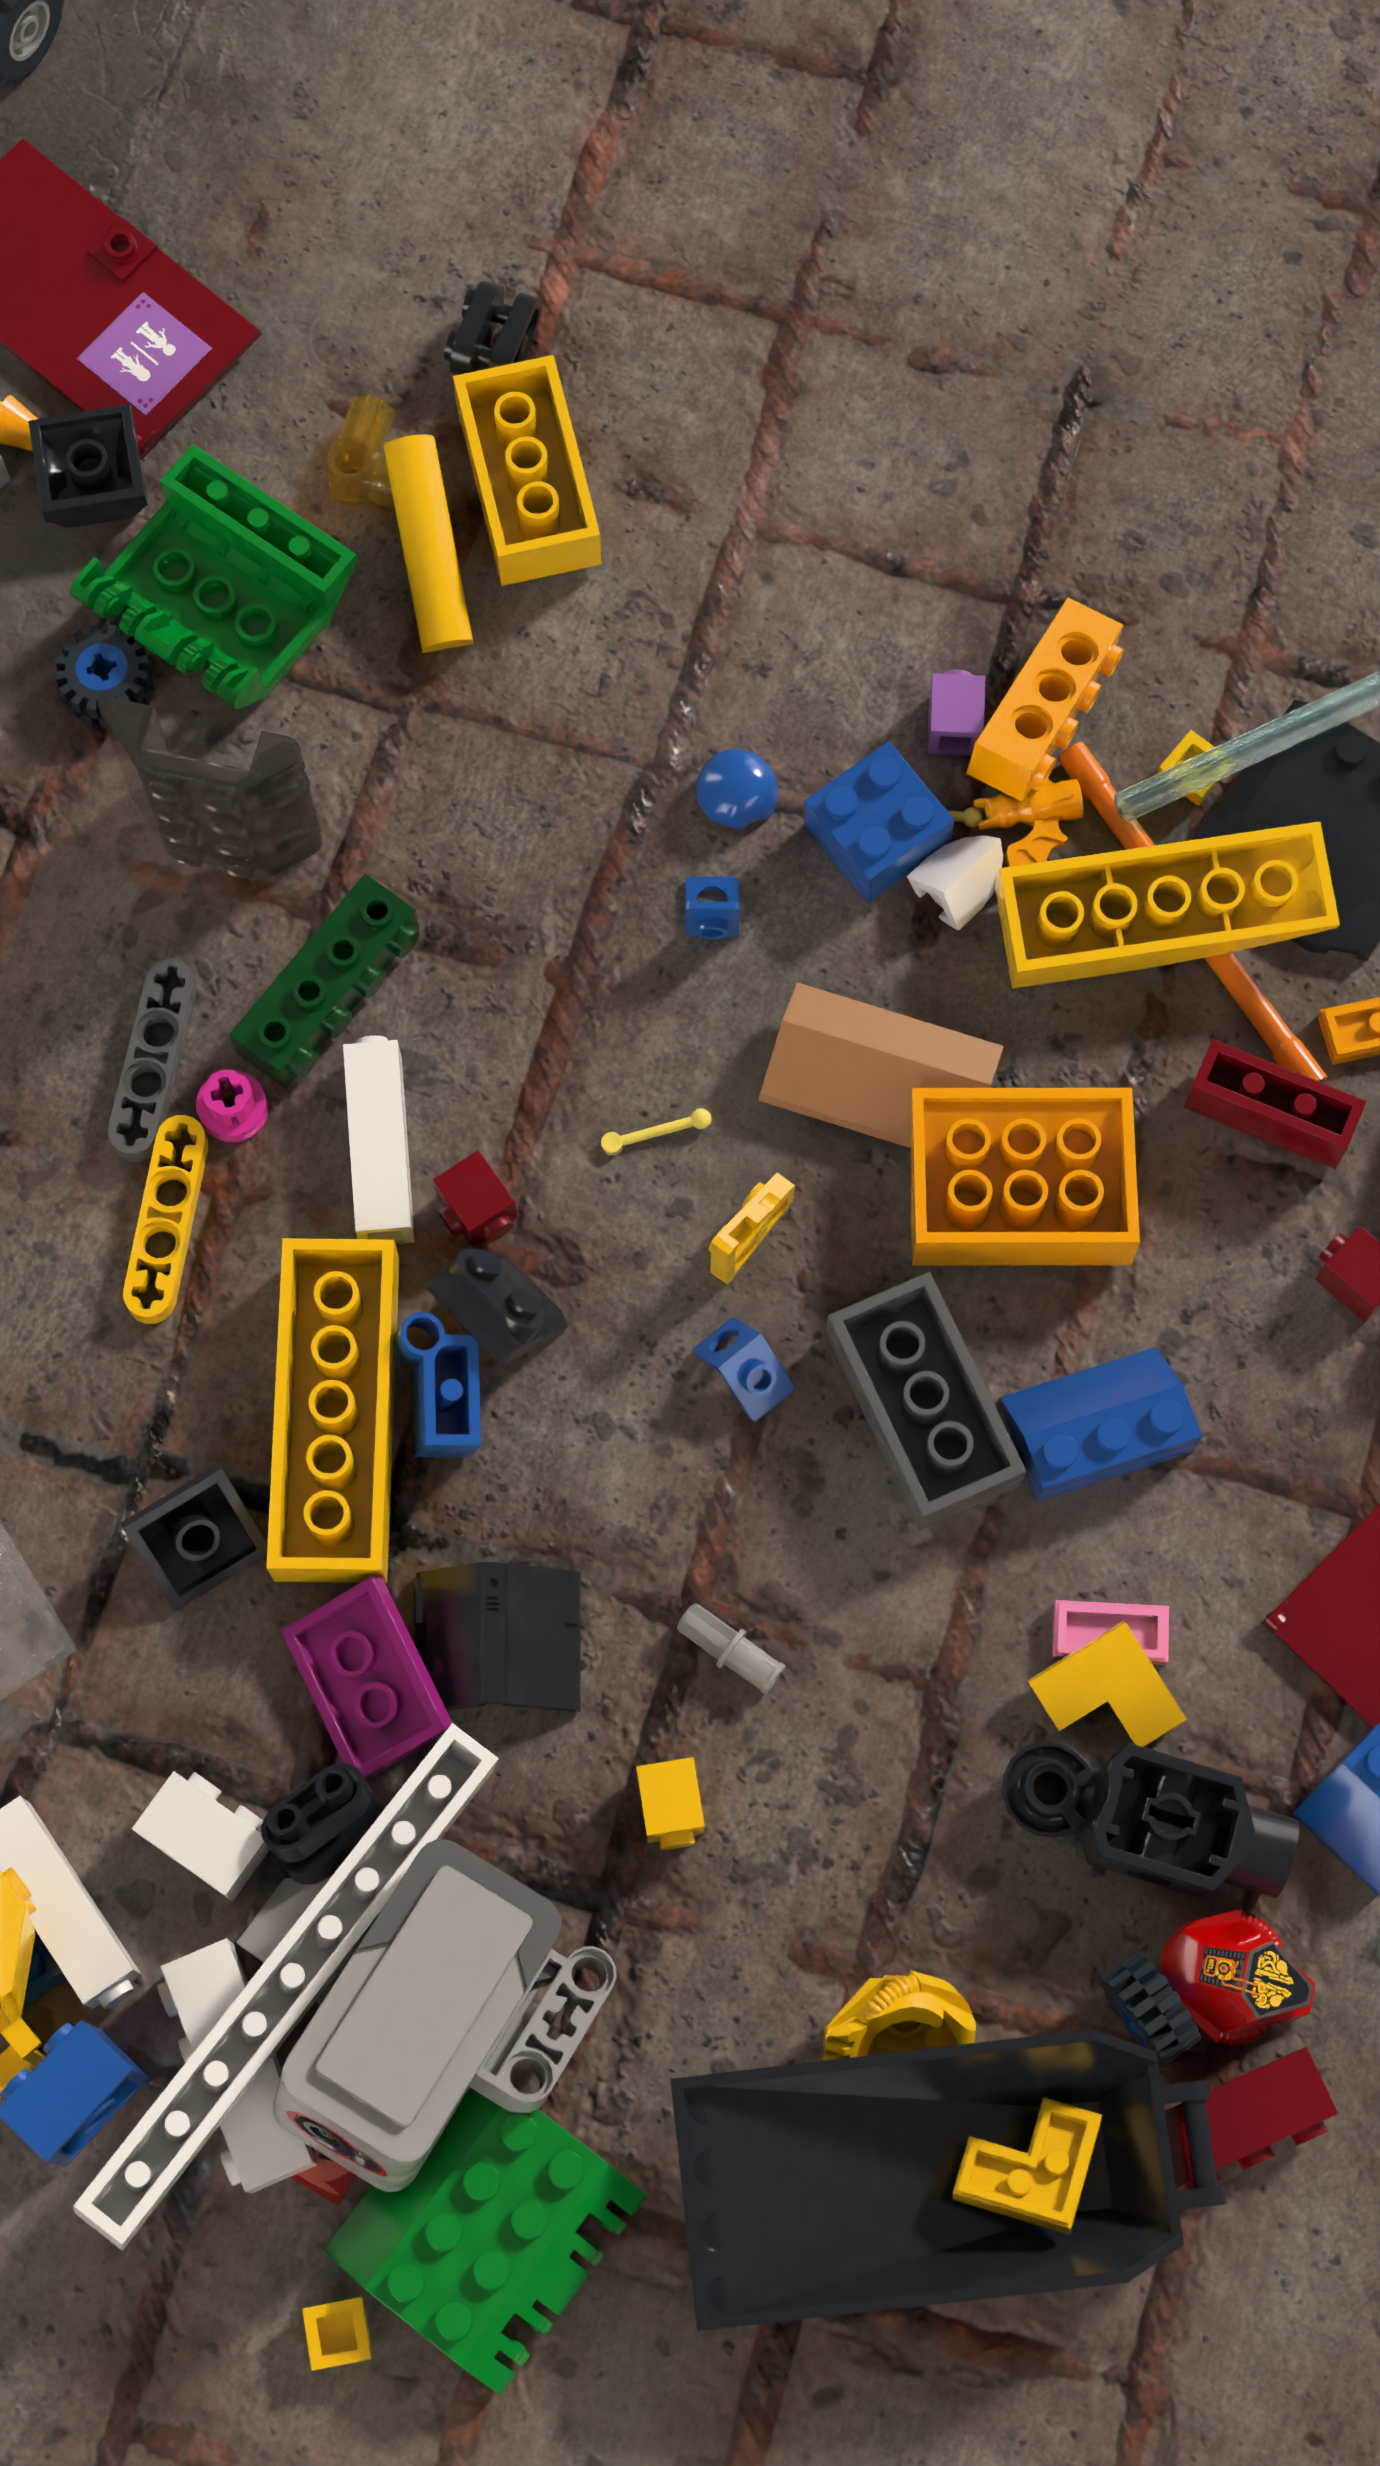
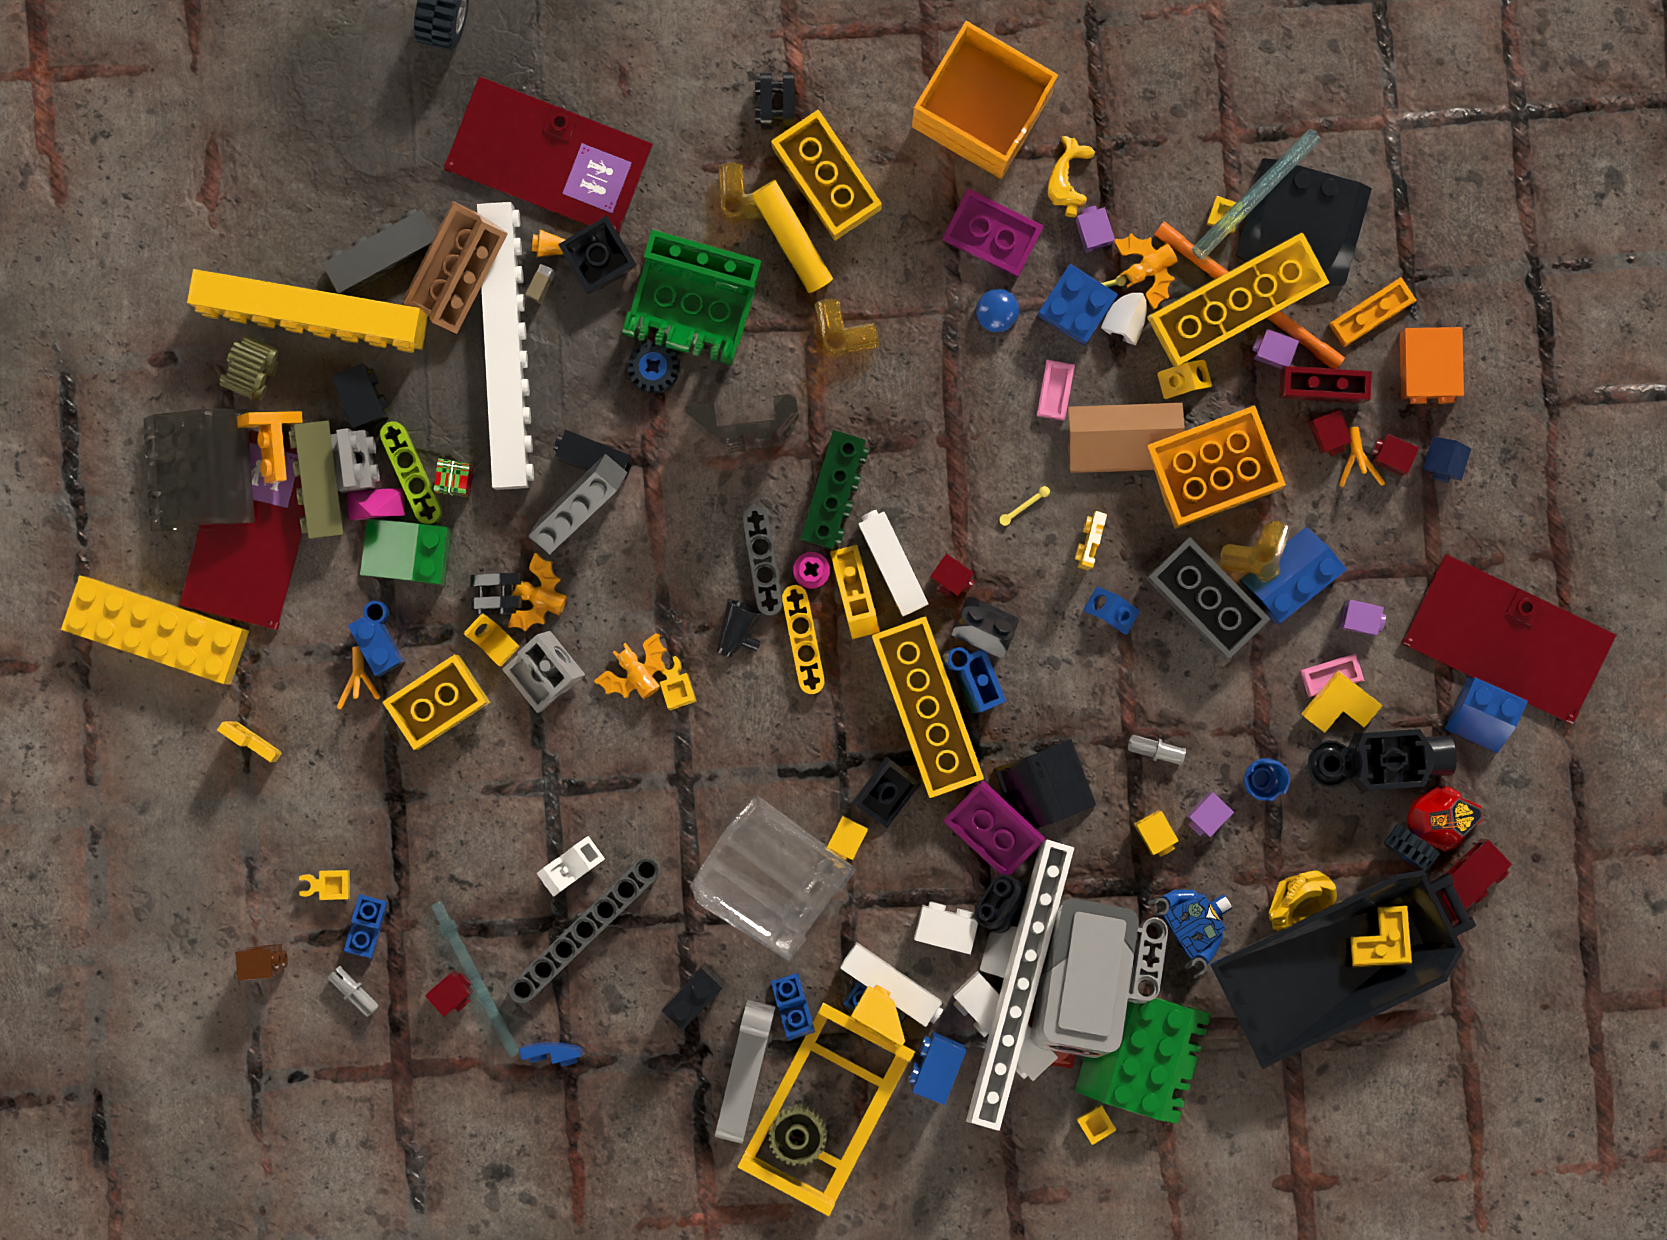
camera: 15 degrees left, 15 degrees up
(53, 1152) = (736, 625): none -> black piece
(91, 1597) = (847, 838): none -> yellow brick
(289, 1167) = (854, 592): none -> yellow slope
(462, 745) = (853, 338): none -> clear yellow piece
(677, 1999) = (1194, 924): none -> blue torso
(711, 918) = (1013, 388): blue bracket -> none
(777, 661) = (992, 232): none -> magenta plate
(782, 1804) = (1208, 815): none -> medium lavender brick
(787, 955) = (1055, 390): none -> bright pink tile
(839, 429) = (983, 100): none -> light orange piece
(916, 1775) = (1266, 779): none -> blue hair
(920, 627) = (1058, 186): none -> yellow animal
(1022, 1010) = (1183, 379): none -> yellow bracket
(1045, 699) = (1128, 249): light orange brick -> none
(1051, 1362) = (1263, 558): none -> clear yellow piece
(1203, 1013) = (1274, 349): none -> medium lavender brick
(1204, 1544) = (1362, 618): none -> medium lavender brick
(1256, 1194) = (1330, 433): none -> dark red brick
(1295, 1249) = (1357, 452): none -> light orange plant

